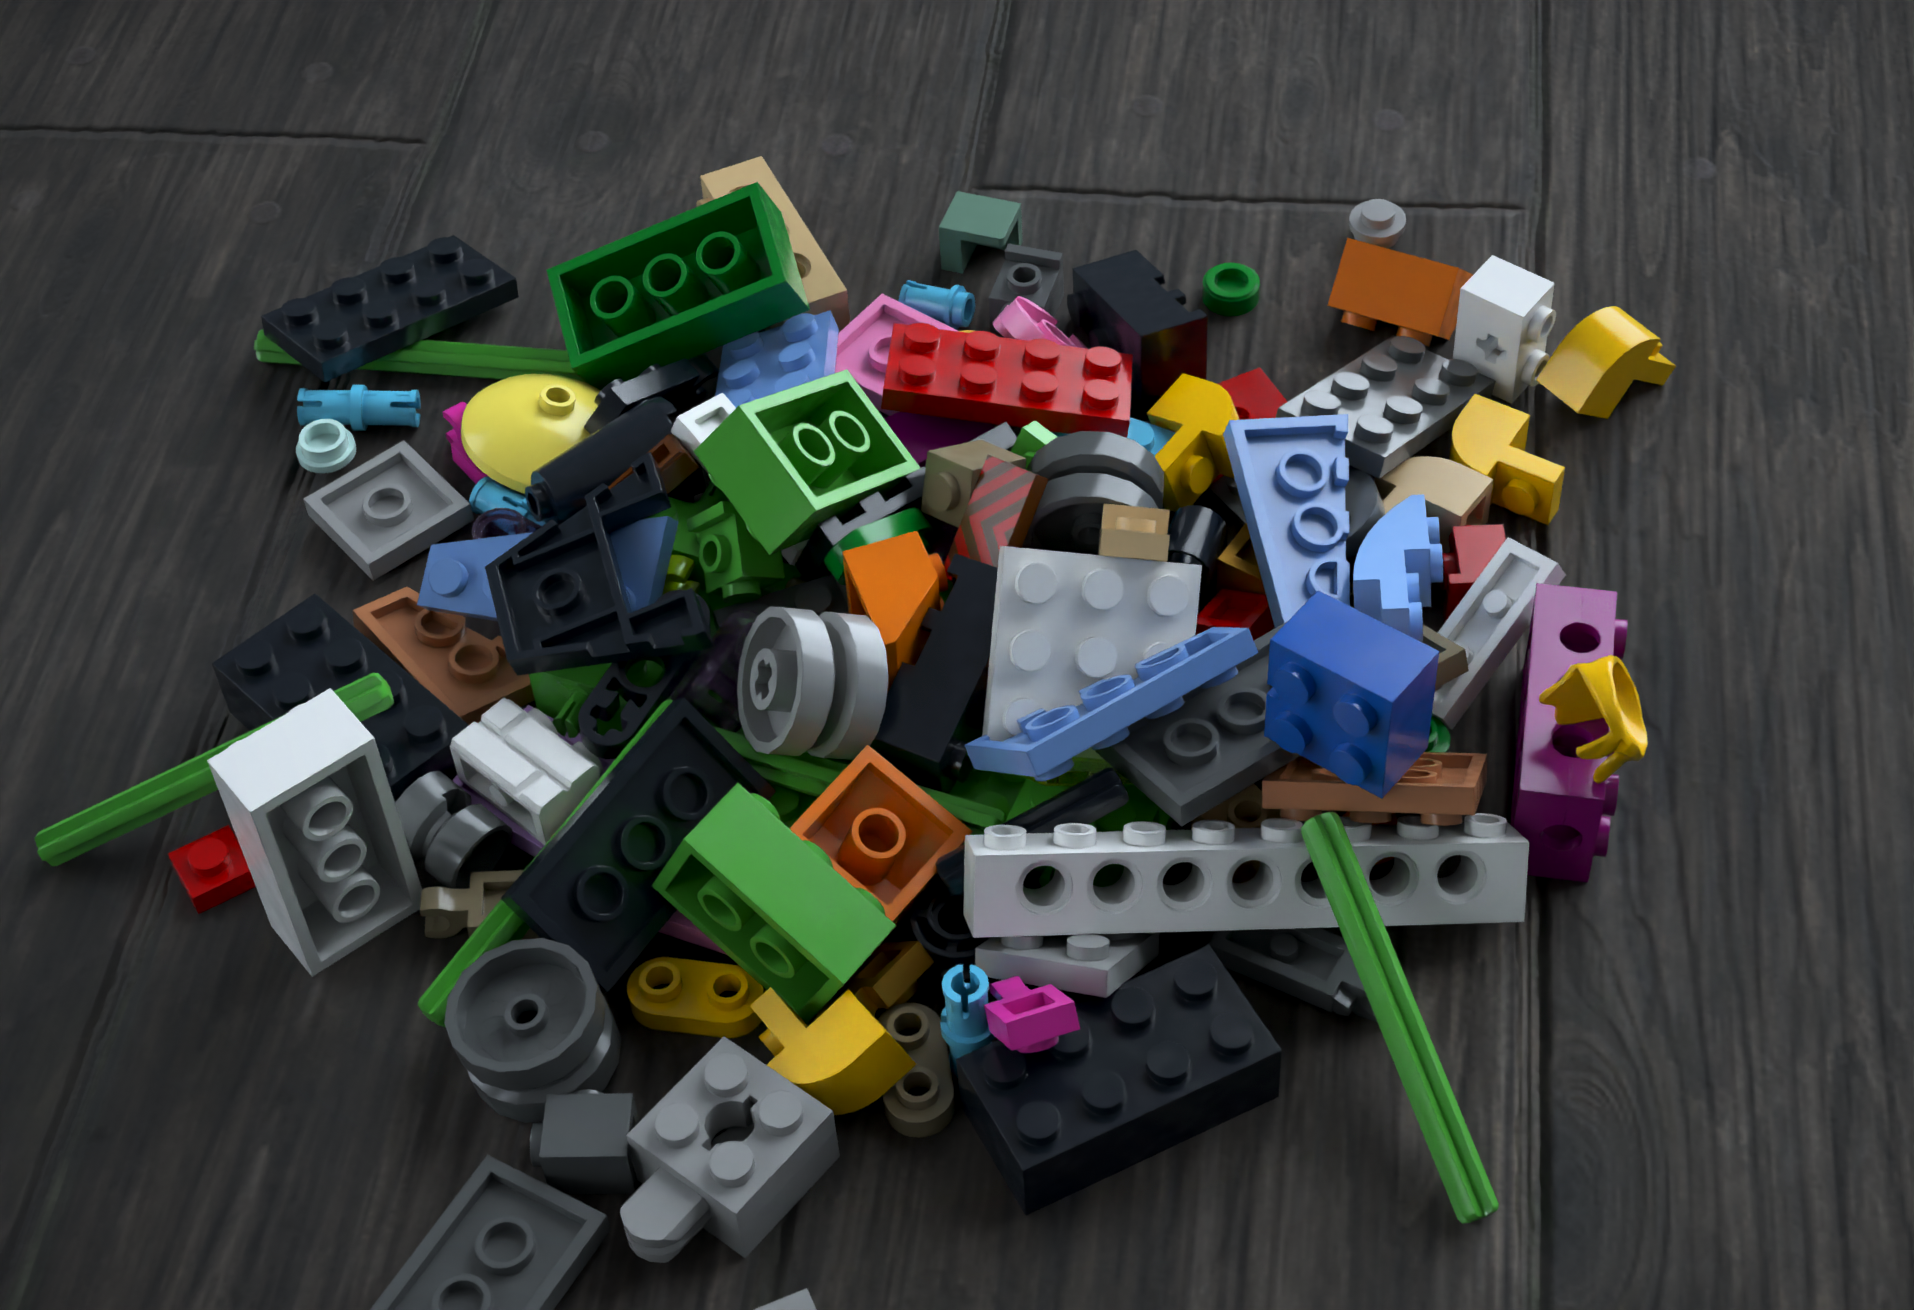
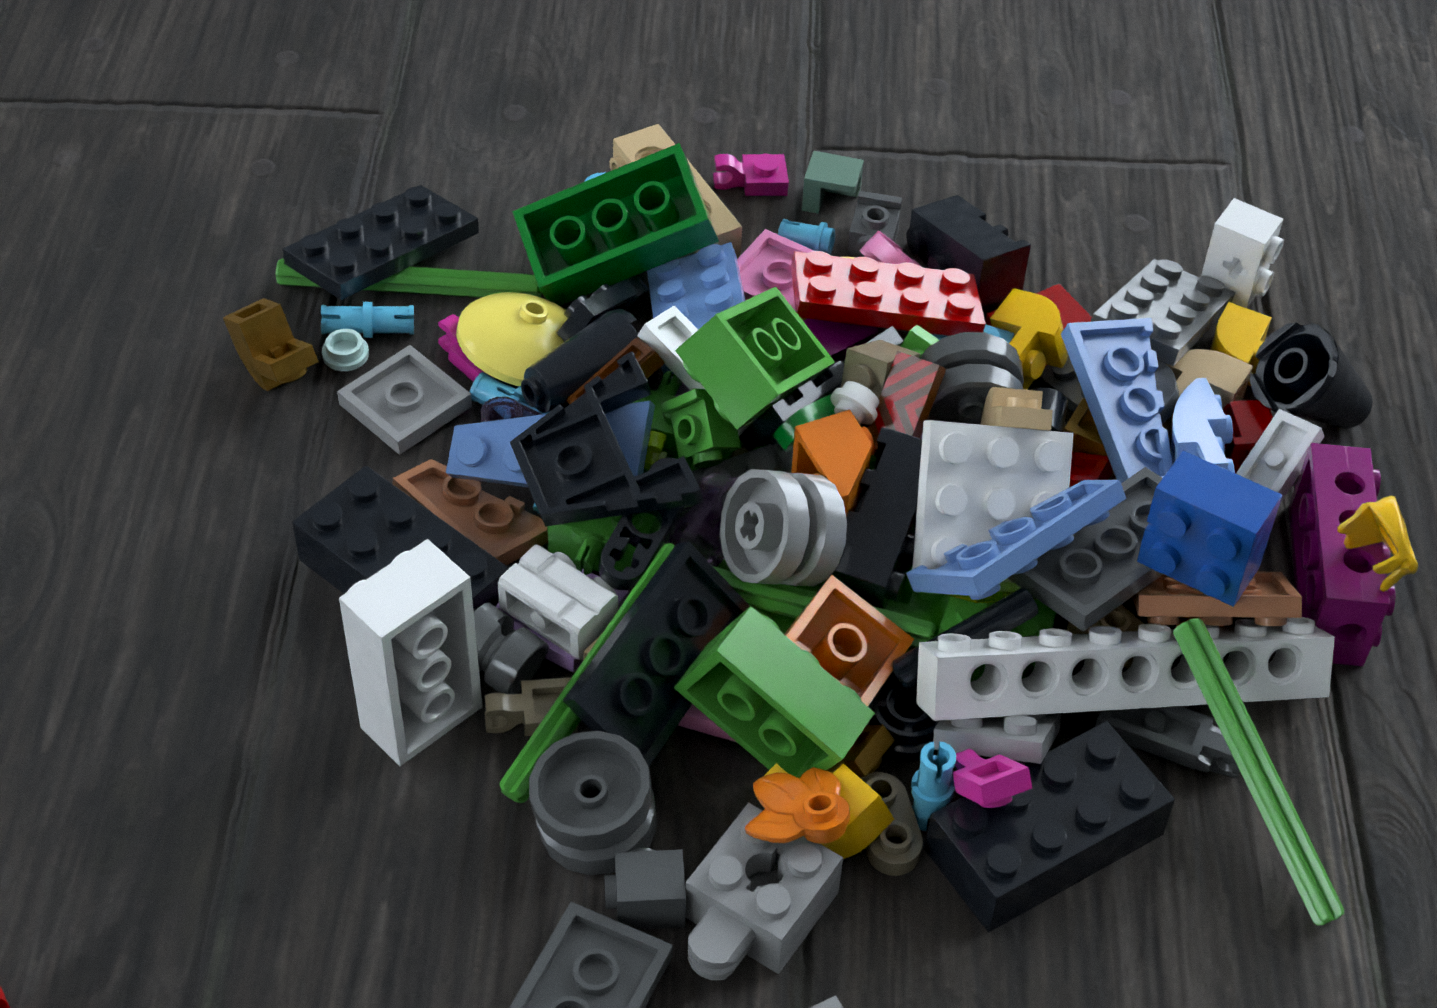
camera: 10 degrees left, 0 degrees up
(175, 787) = (285, 615): bright green axle -> none
(212, 869) = (309, 684): red plate -> none
(226, 437) = (268, 345): none -> pearl gold brick
(692, 998) = (708, 774): yellow plate -> none
(782, 1044) = (799, 808): none -> orange plate
(889, 222) = (756, 173): none -> dark pink plate
(932, 520) = (858, 400): none -> white plate
(1231, 289) = (1026, 223): green tile -> none
(1377, 222) = (1126, 175): light grey plate -> none
(1397, 290) = (1155, 225): orange slope -> none
(1563, 498) = (1309, 377): none -> black cone
(1602, 360) = (1315, 277): yellow brick -> none

